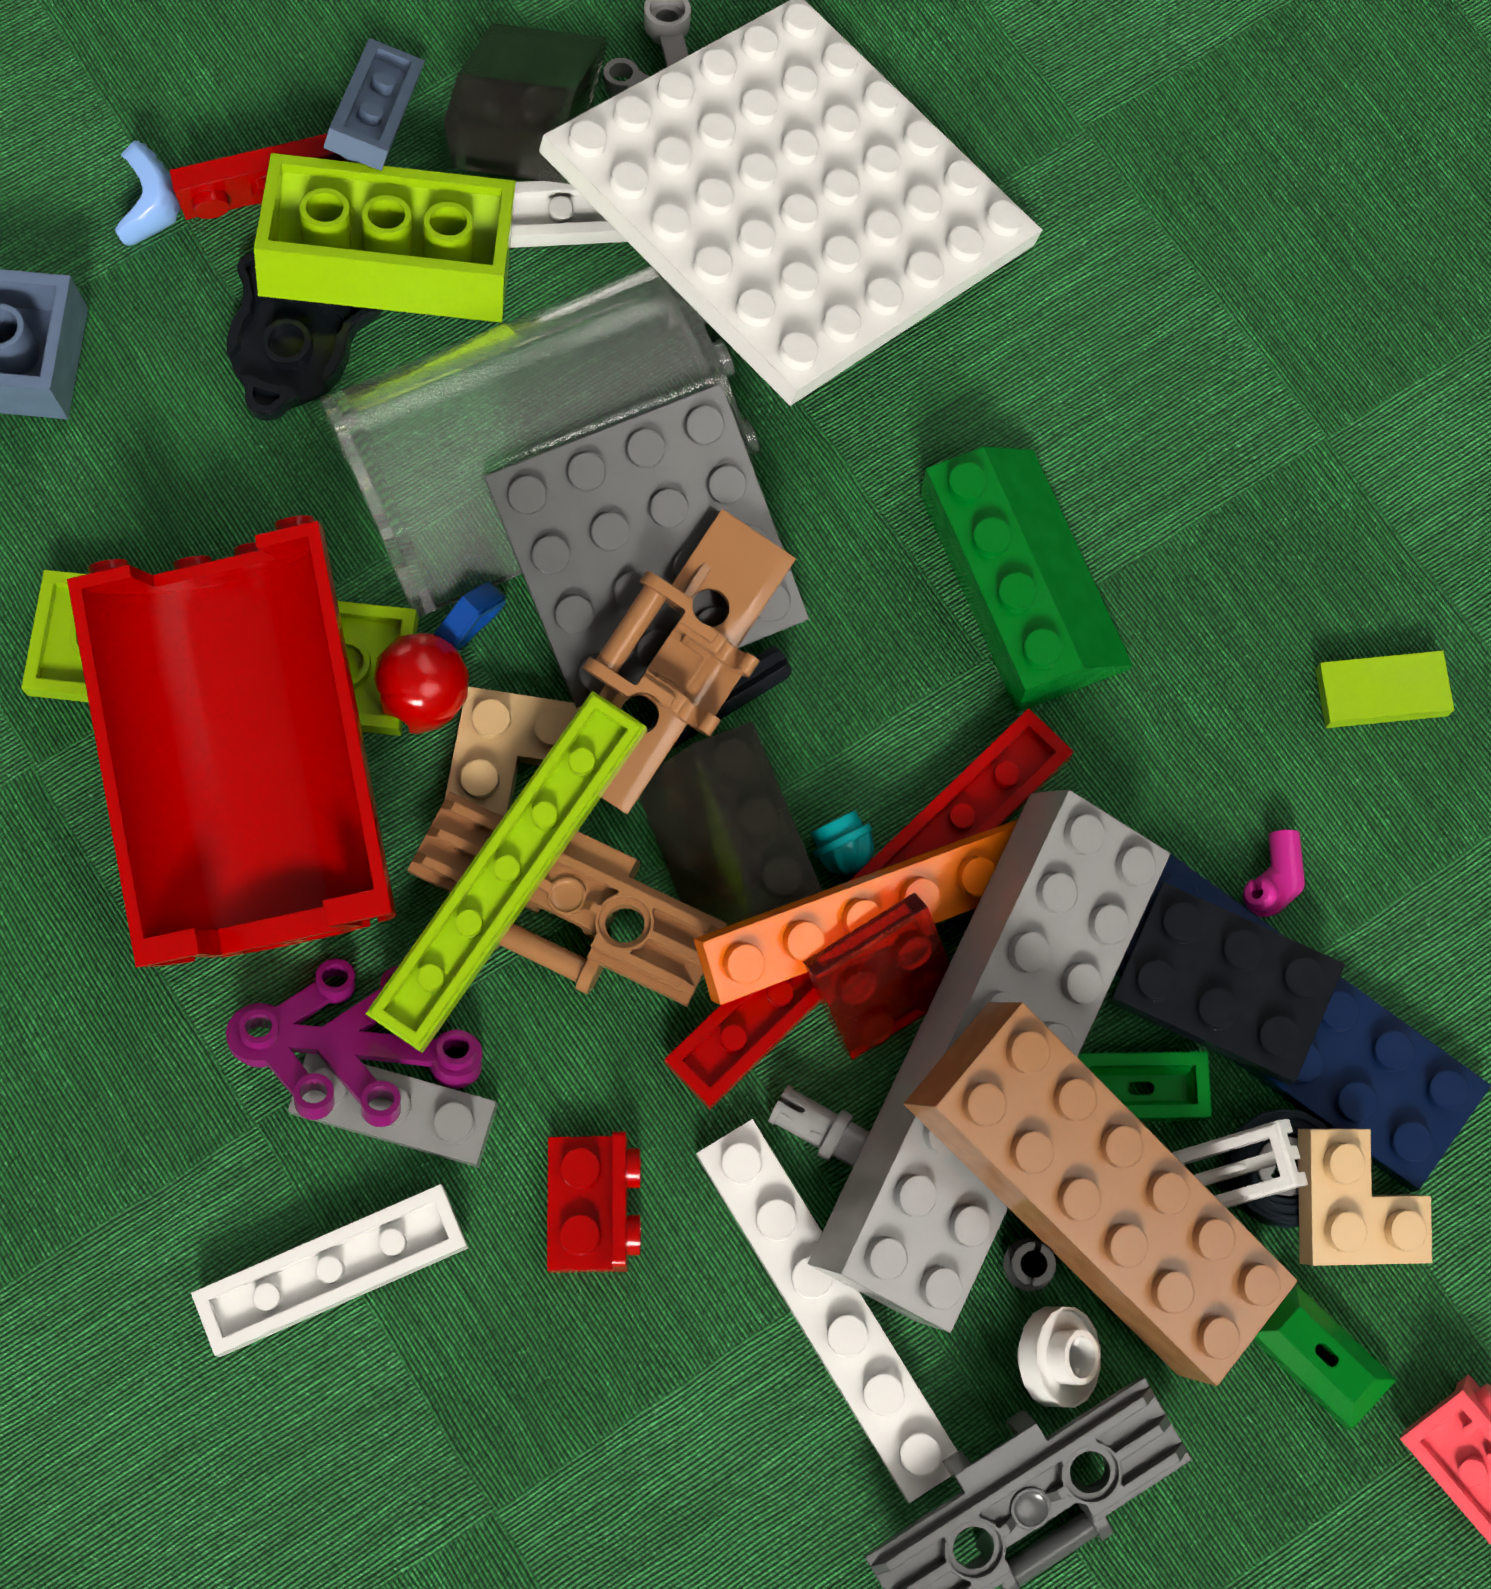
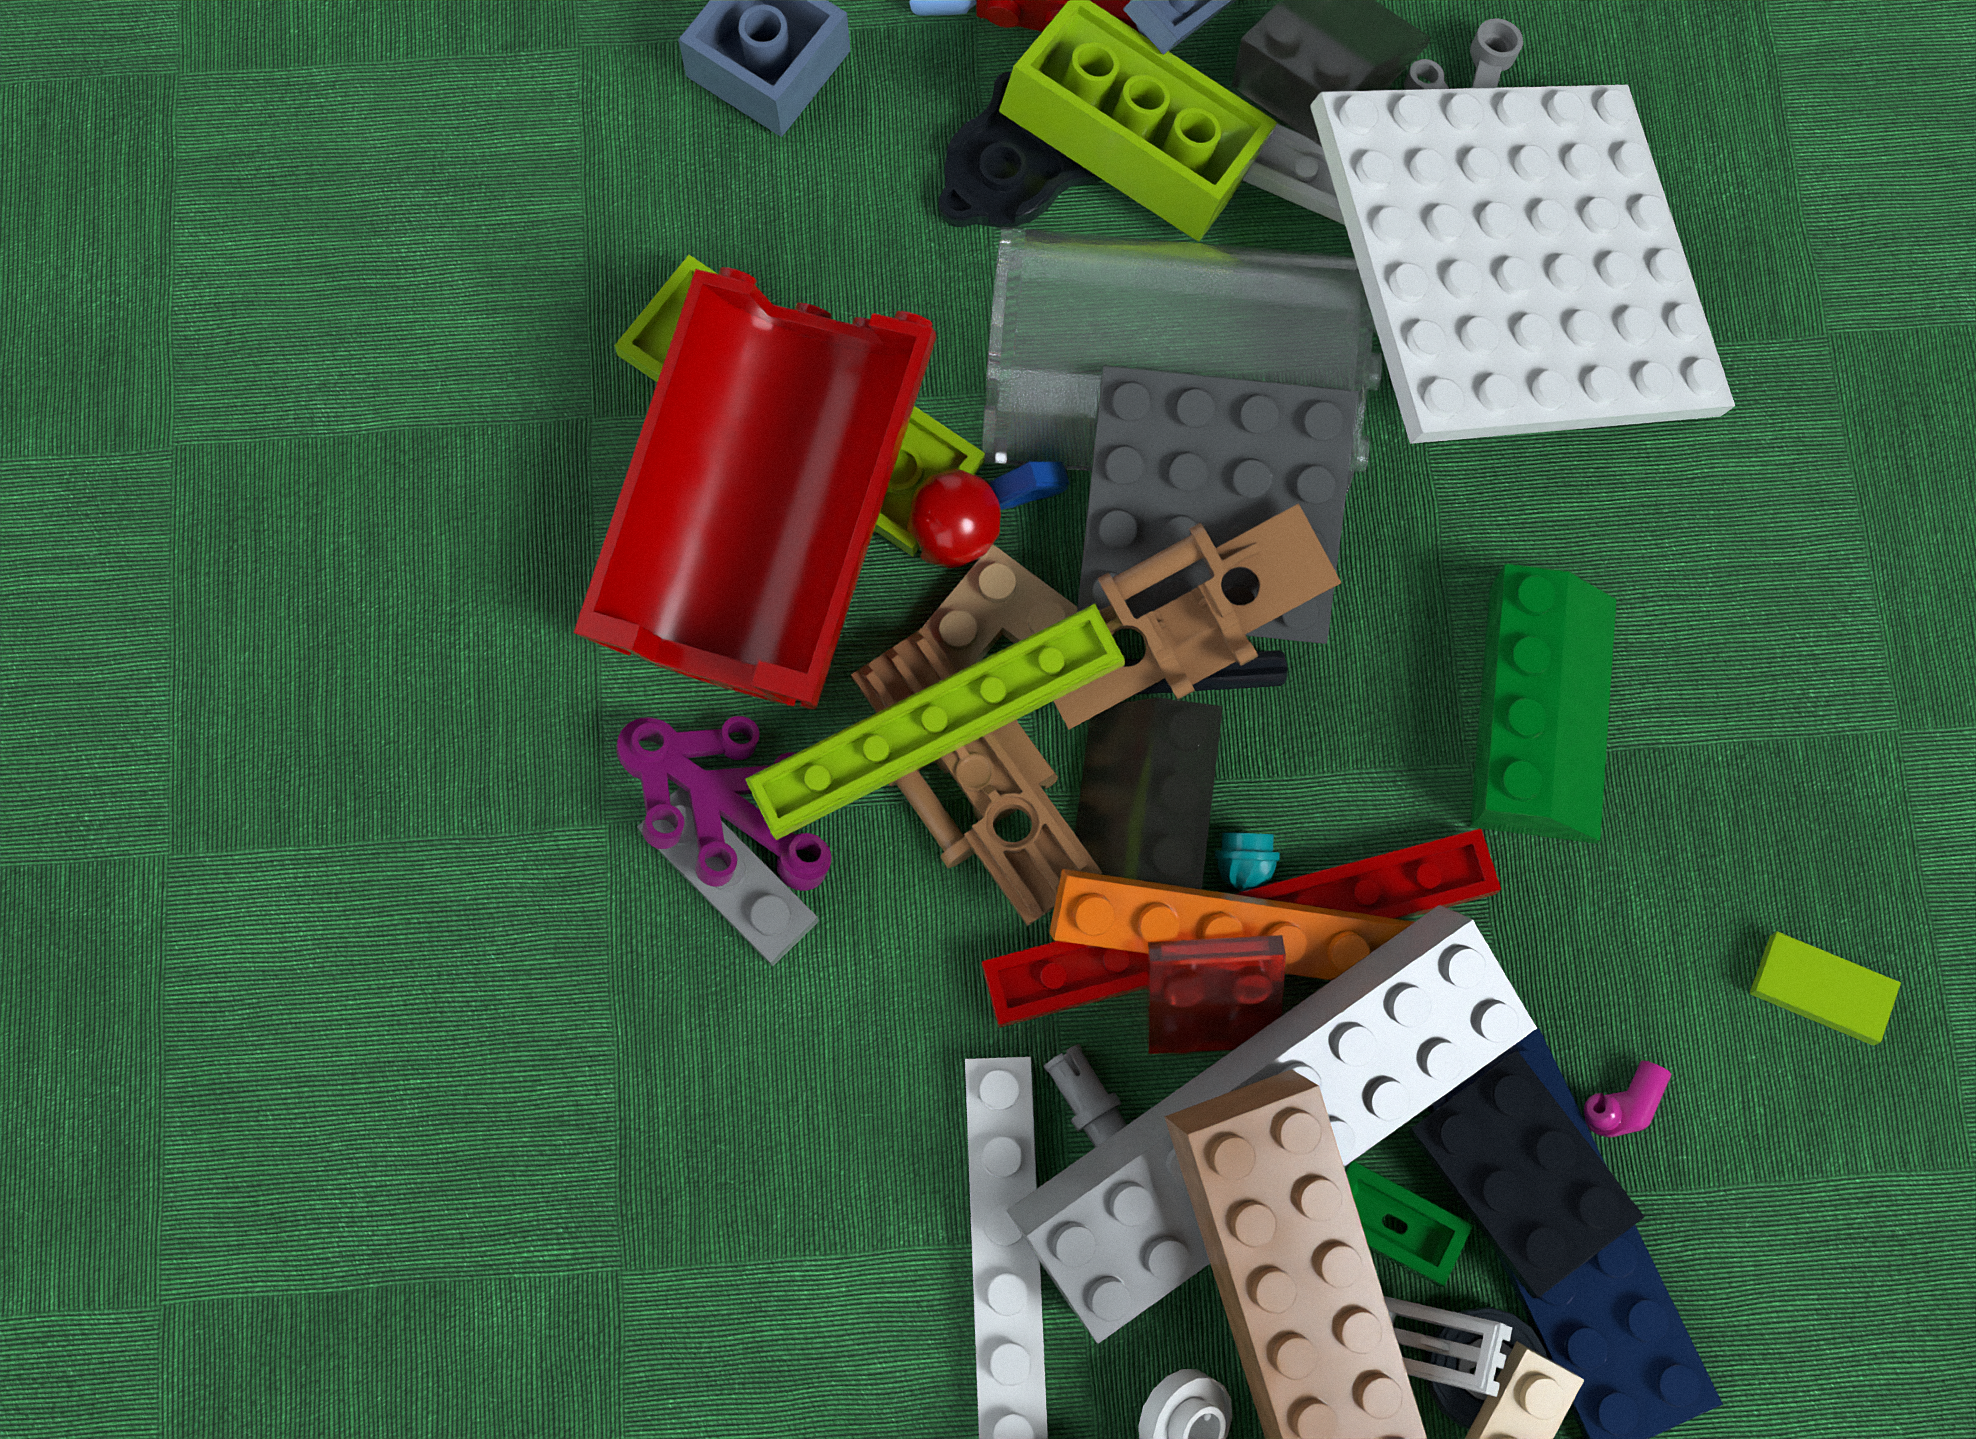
camera: 30 degrees right, 0 degrees up
(329, 1271) = (596, 983): white plate -> none
(590, 1203) = (849, 1050): red bracket -> none
(1013, 1269) = (1186, 1319): dark grey pin -> none

